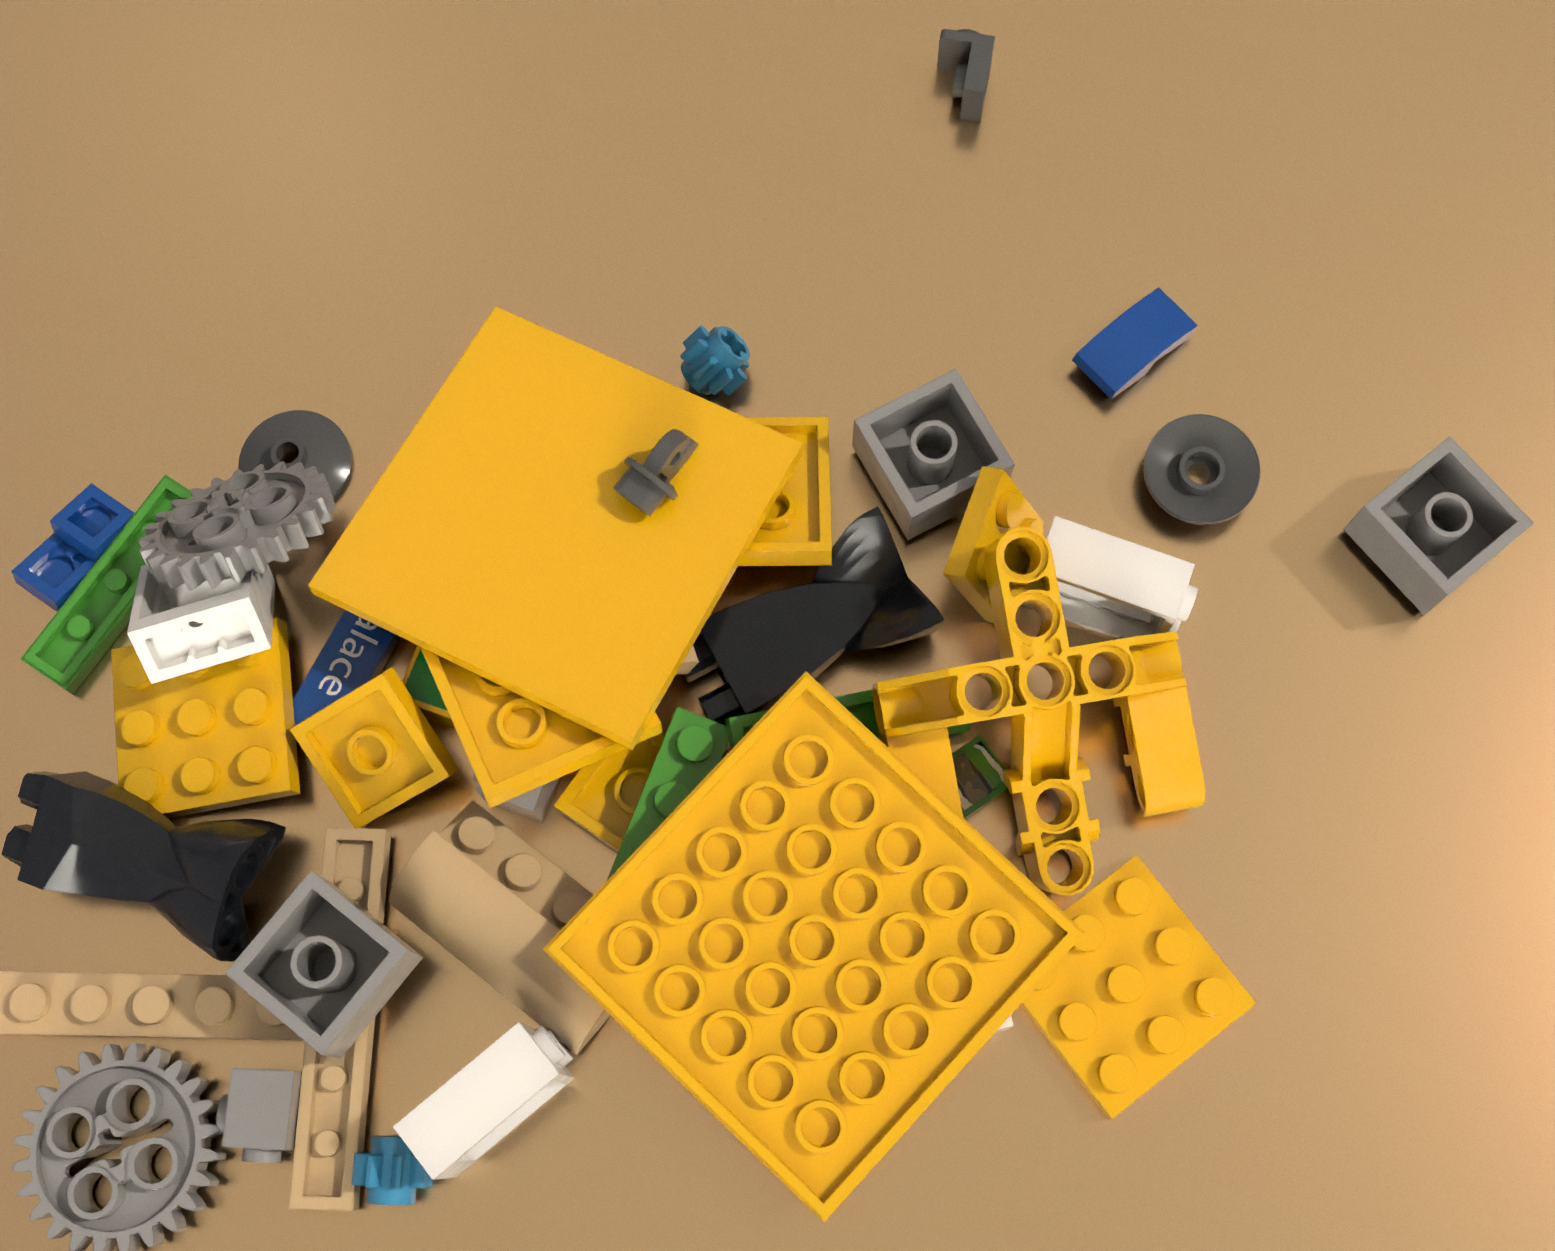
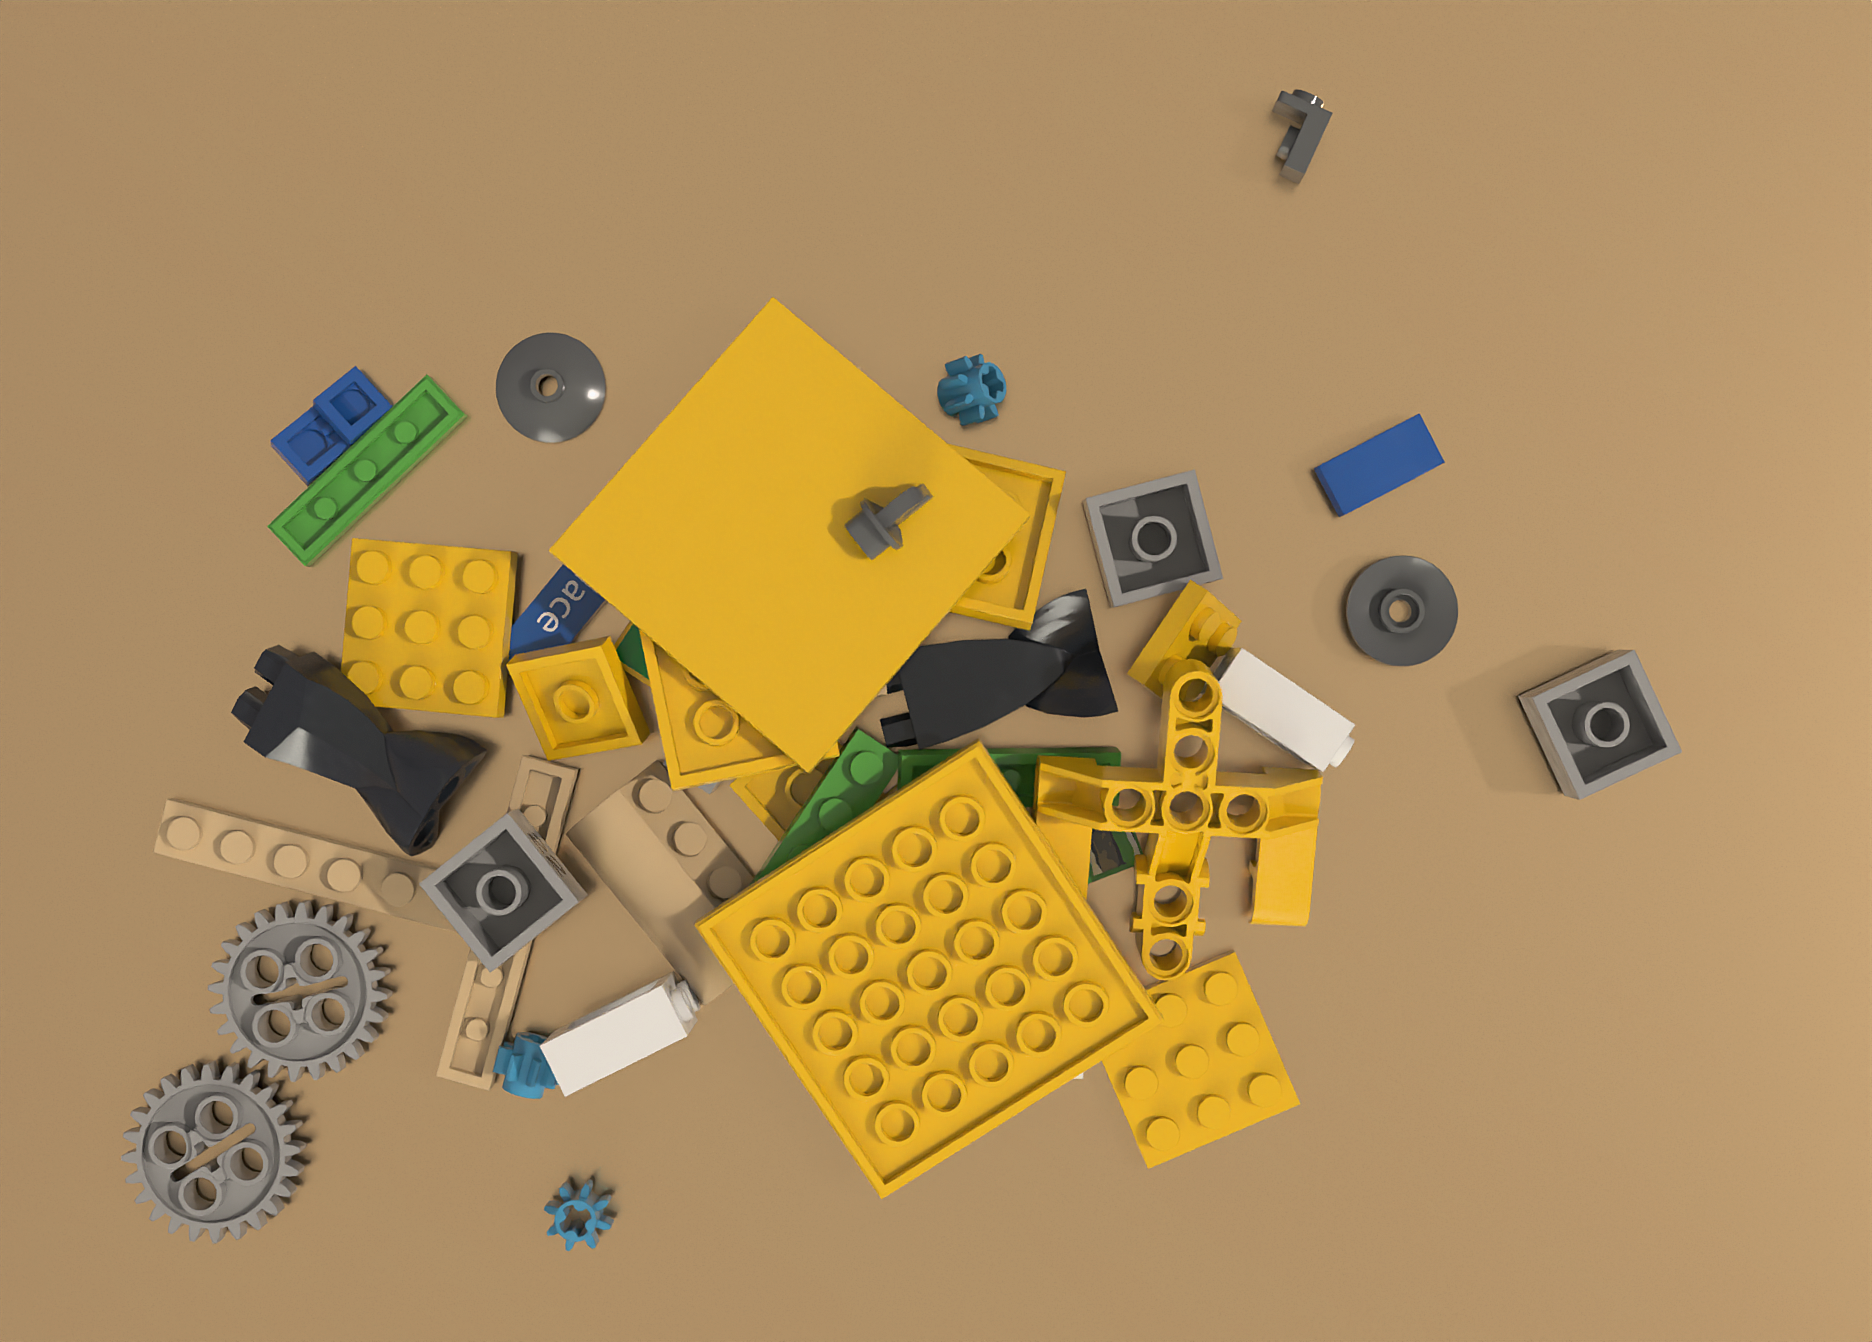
camera: 10 degrees right, 15 degrees up
(230, 618) = (446, 568): white window -> none
(237, 525) = (492, 464): light grey gear -> none
(260, 1113) = (425, 990): light grey brick -> none

